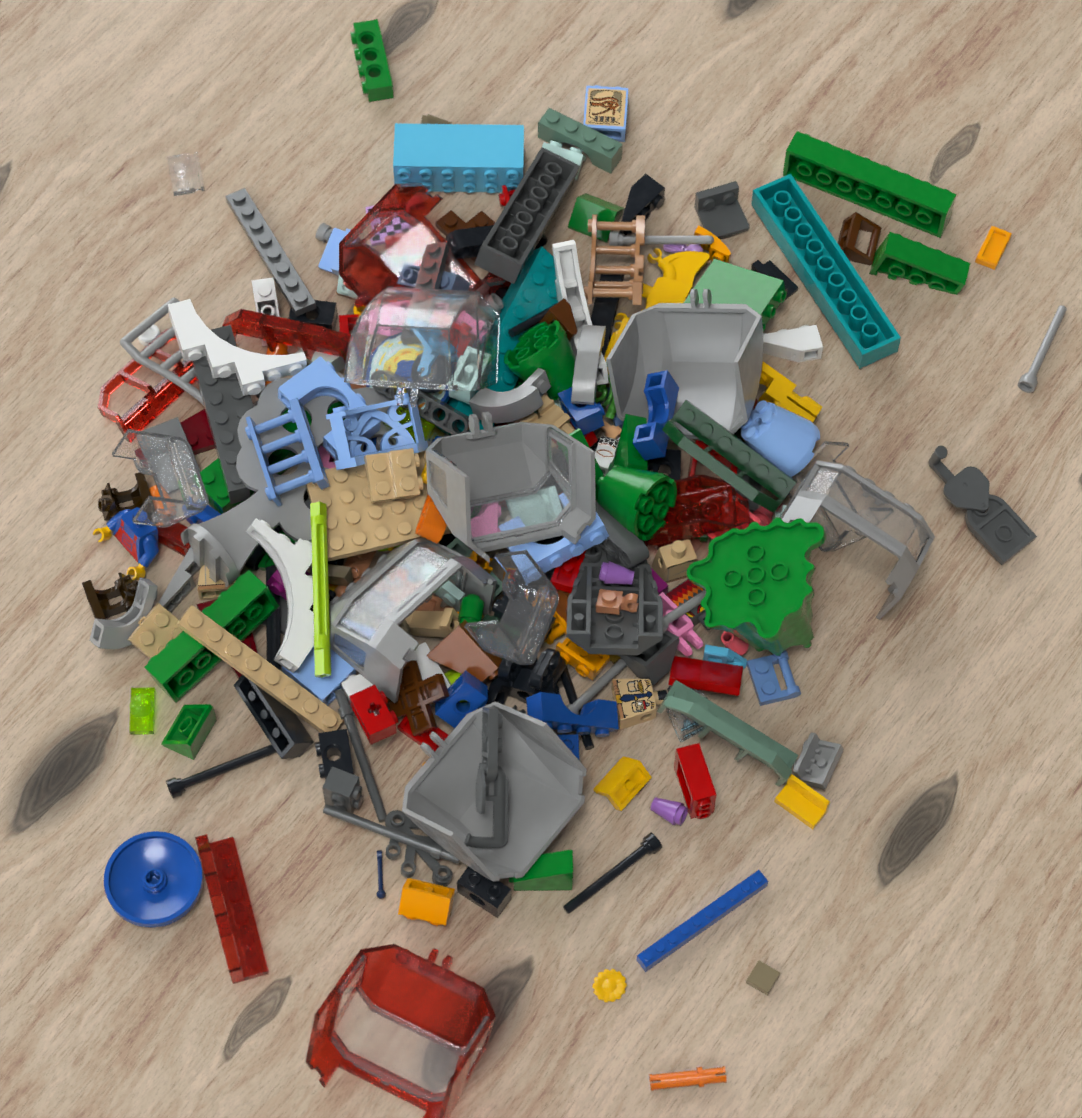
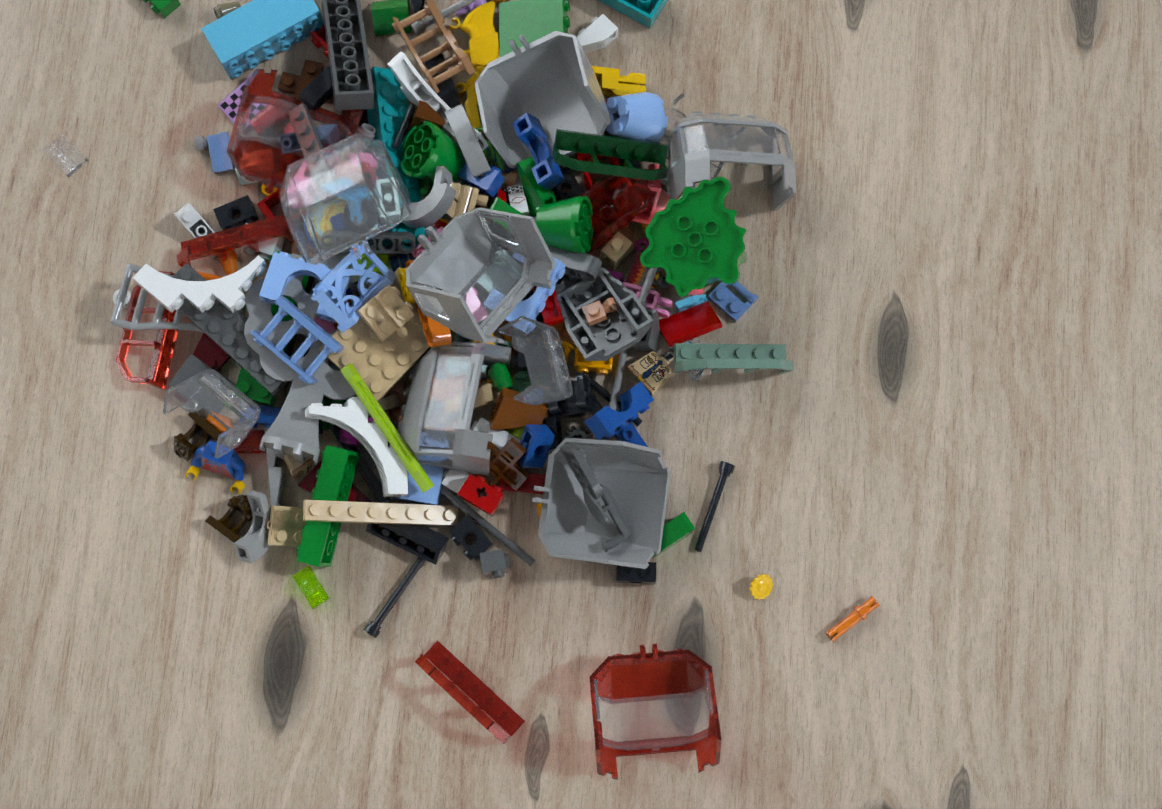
camera: 30 degrees left, 15 degrees up
(153, 879) = (403, 707): blue dish -> none
(190, 729) = (354, 581): green slope -> none
(271, 252) = (172, 182): plate -> none
(380, 893) = (565, 617): dark blue hinge -> none
(405, 827) = (566, 568): dark grey plant -> none
(426, 902) = (603, 606): light orange brick -> none
(434, 849) = (585, 565): dark grey bar -> none
(615, 574) = (586, 290): medium lavender cone -> none
(623, 782) = (678, 435): yellow panel -> none
(671, 811) = (723, 437): medium lavender cone -> none
(695, 781) = (730, 407): red window -> none
(702, 920) = (793, 502): blue piece -> none
(763, 977) = (857, 517): dark tan tile -> none
(802, 802) = (808, 376): yellow panel -> none
(817, 761) = (801, 341): light grey bracket -> none
(1000, 527) = (818, 94): dark grey plate -> none

